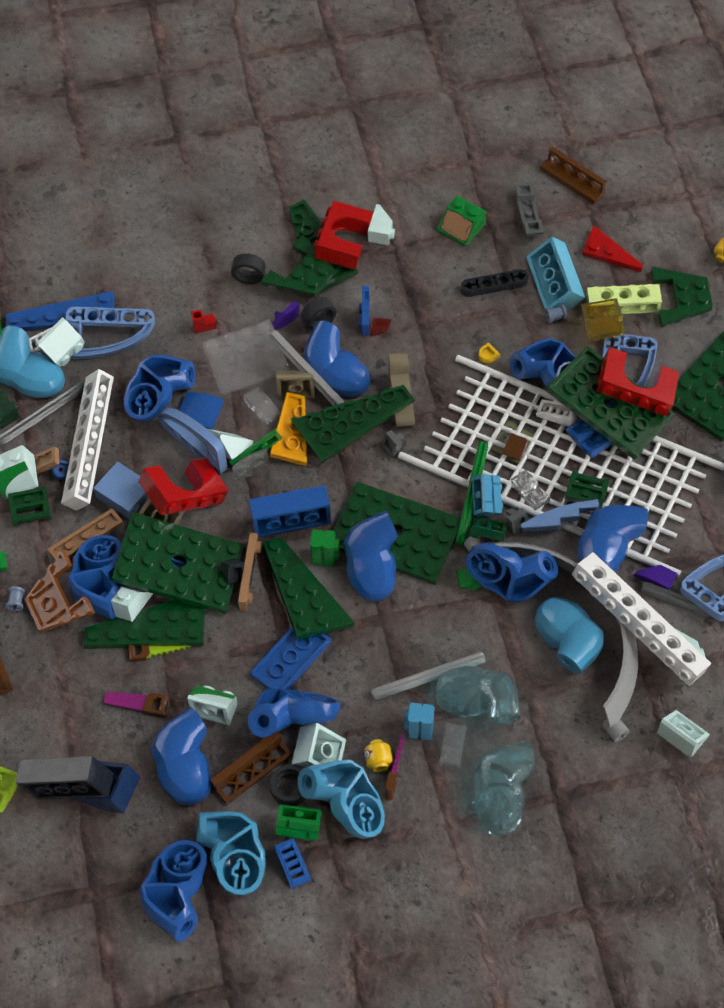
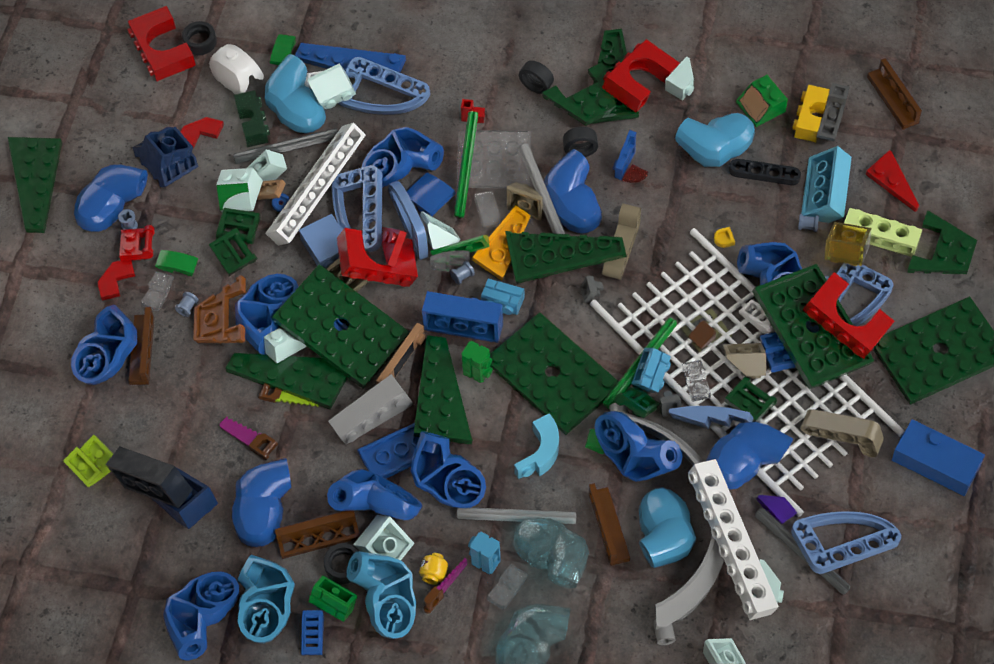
camera: 25 degrees right, 0 degrees up
(33, 437) = (269, 165): none -> light aqua slope
(33, 537) = (228, 256): none -> dark green plate
(101, 525) = (291, 267): medium nougat plate -> none
(148, 436) = (368, 200): none -> medium blue beam
(191, 466) = (392, 243): none -> red wing
(213, 704) = (310, 464): light aqua slope -> none
(224, 370) = (466, 164): none -> green axle
(232, 570) = (385, 350): black slope -> none
(245, 631) = (371, 410): none -> light grey wedge
(267, 471) = (462, 272): none -> sand blue bush
(287, 316) = (550, 135): dark purple slope -> none
(316, 476) = (508, 295): none -> dark azure brick
(347, 664) = (445, 475): none -> blue piece
(369, 557) = (512, 387): blue piece -> none
(424, 593) = (546, 455): none -> medium azure arch
(440, 268) = (718, 141): none -> dark azure piece
(511, 228) = (813, 101): none -> yellow arch
(516, 651) = (608, 525): none -> reddish brown fence
(568, 451) = (748, 358): none -> dark tan slope
(683, 483) = (845, 429): none -> dark tan beam

